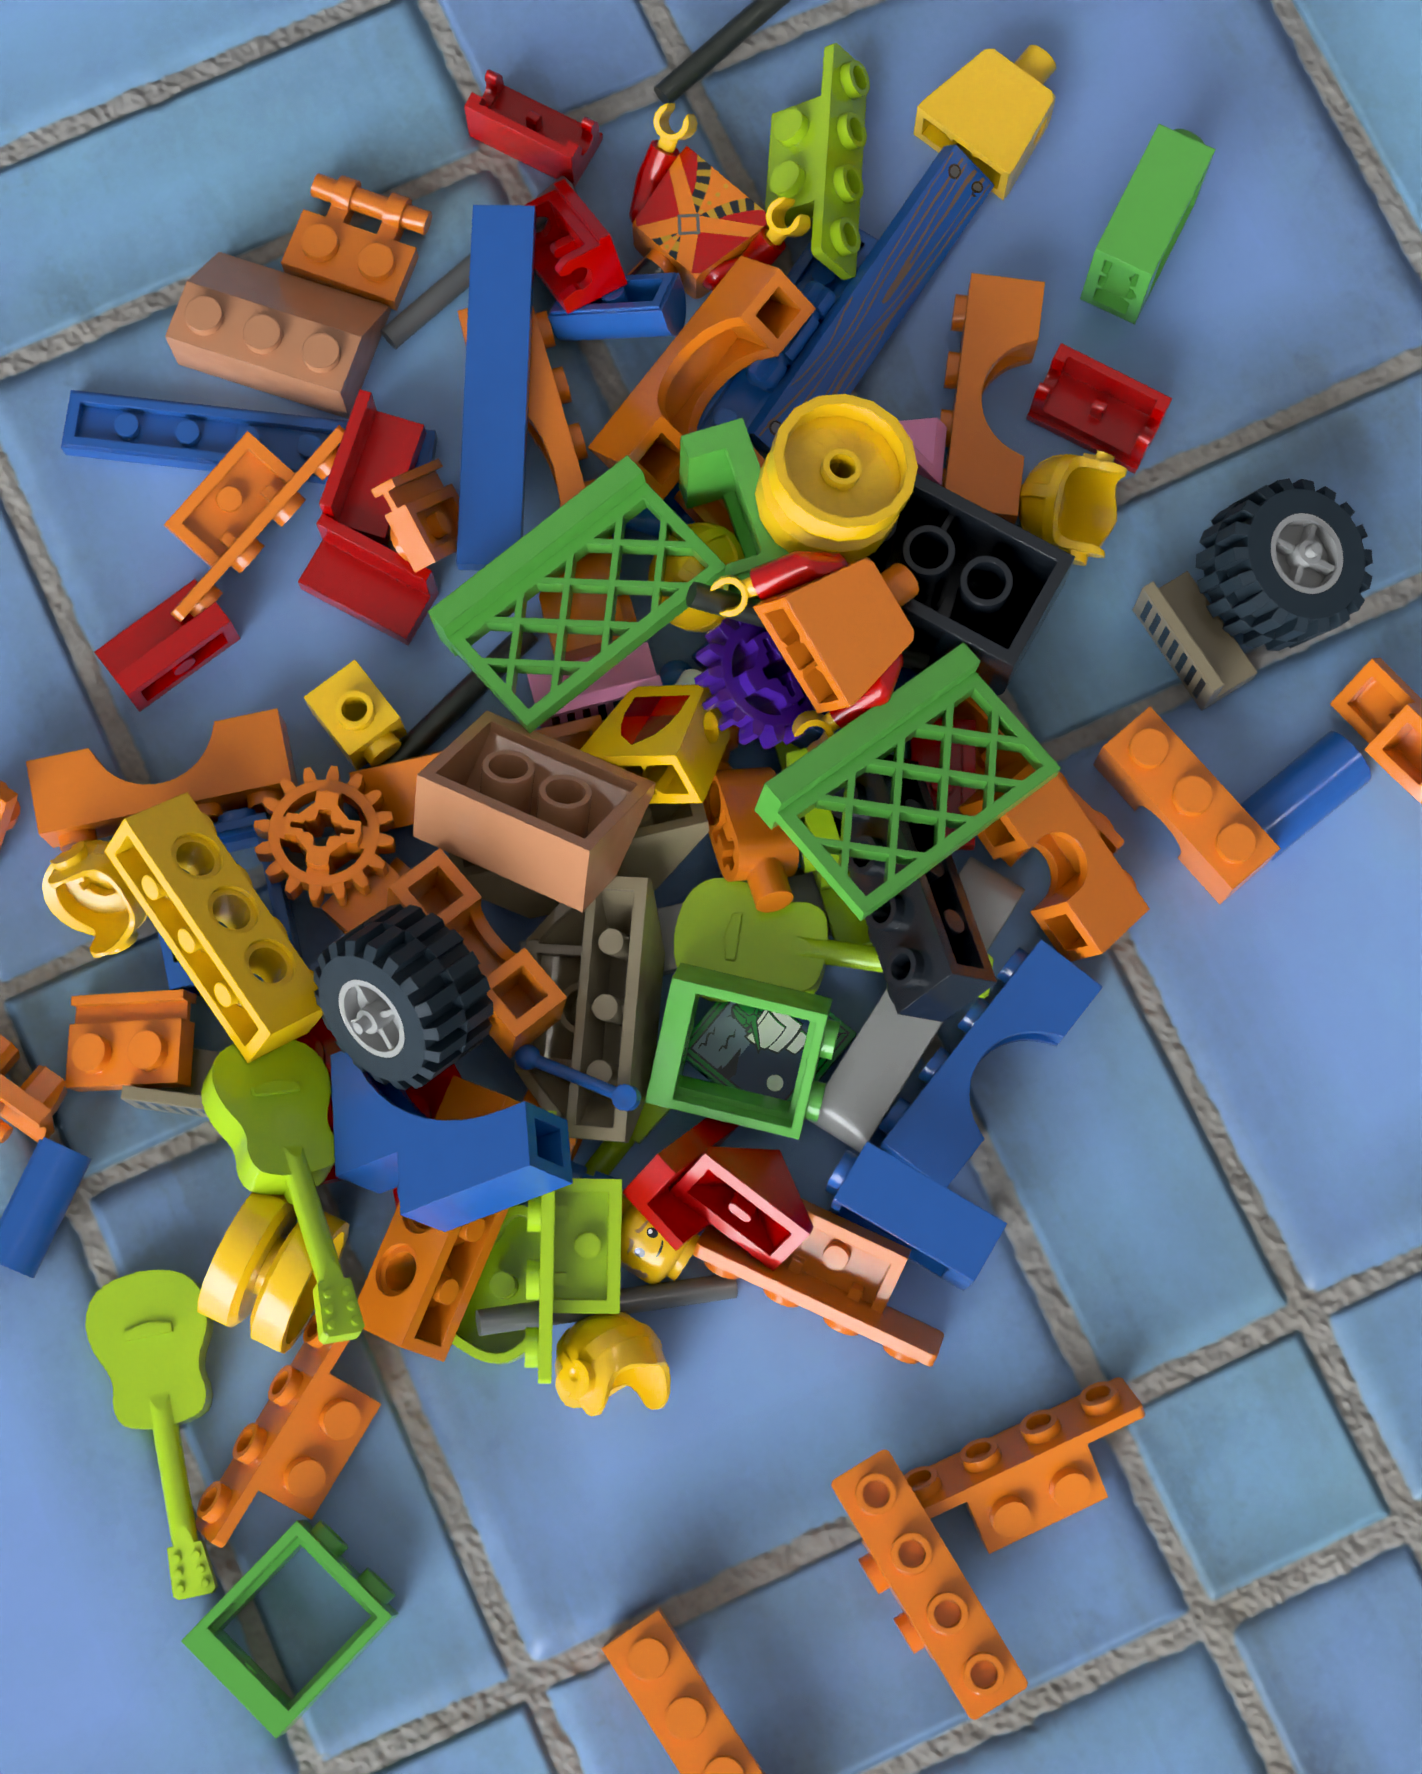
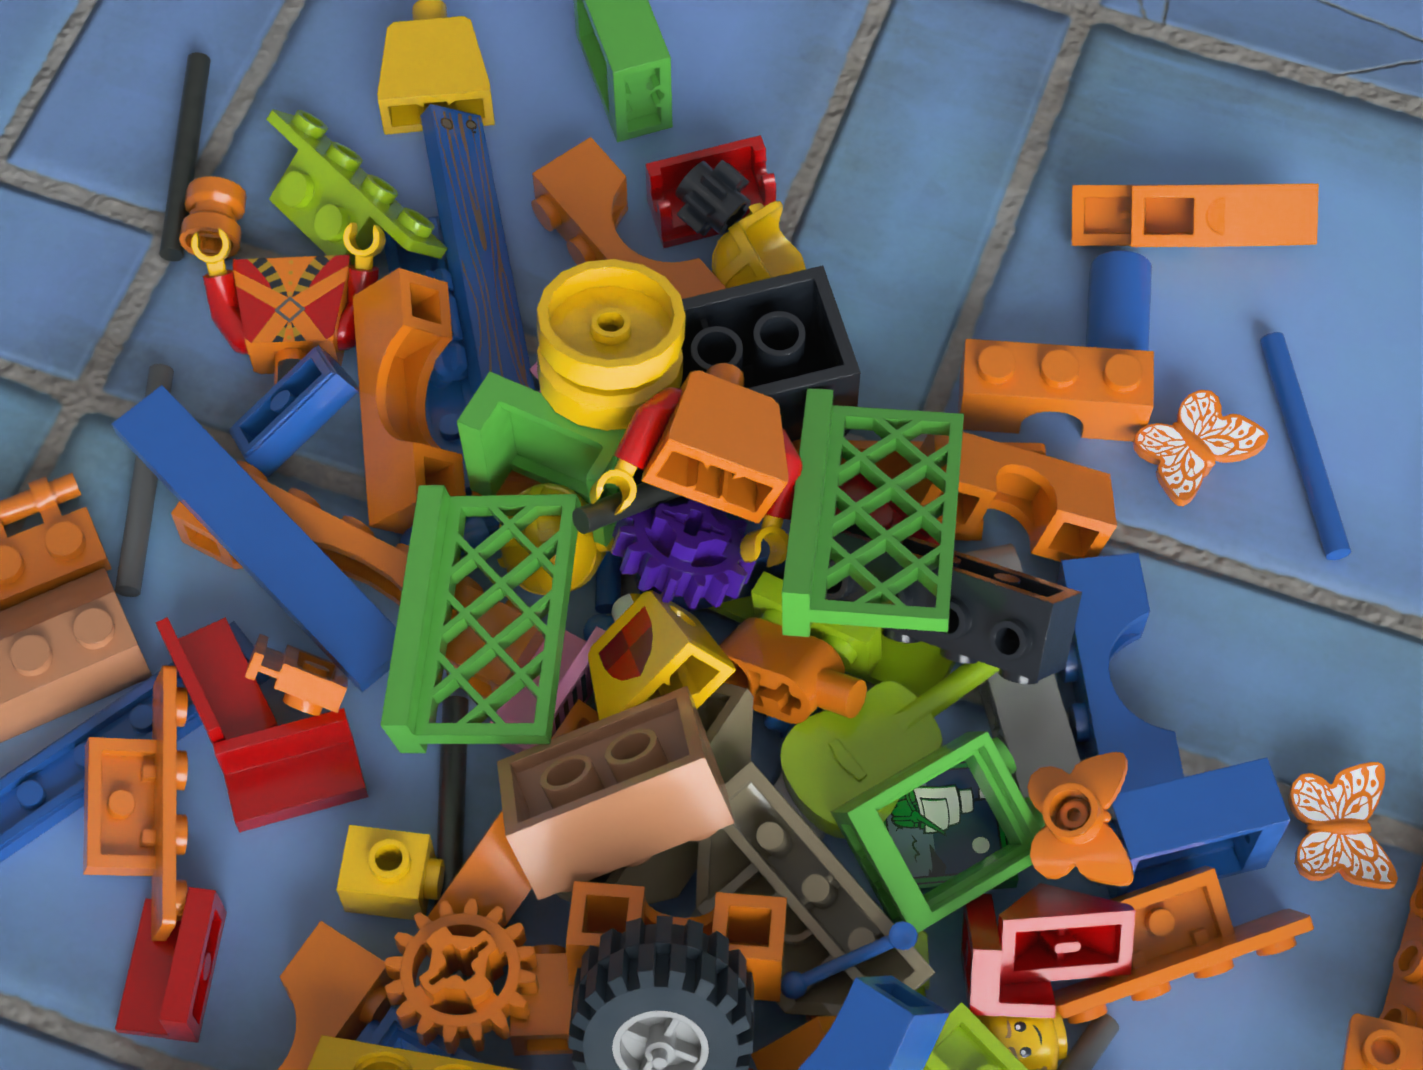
camera: 45 degrees left, 15 degrees down
(531, 130) = (94, 356): red hinge -> none
(574, 250) = (224, 393): red hinge -> none
(715, 93) = (213, 205): none -> orange wheel
(827, 1134) = (1078, 821): none -> orange animal
(1035, 1317) = (1339, 827): none -> orange animal
(1081, 418) = (712, 197): none -> black gear
(1192, 640) = (936, 286): dark tan panel -> none
(1244, 946) = (1195, 443): none -> orange animal
(1284, 565) = (950, 176): black wheel -> none
(1335, 1022) = (1305, 447): none -> blue bar

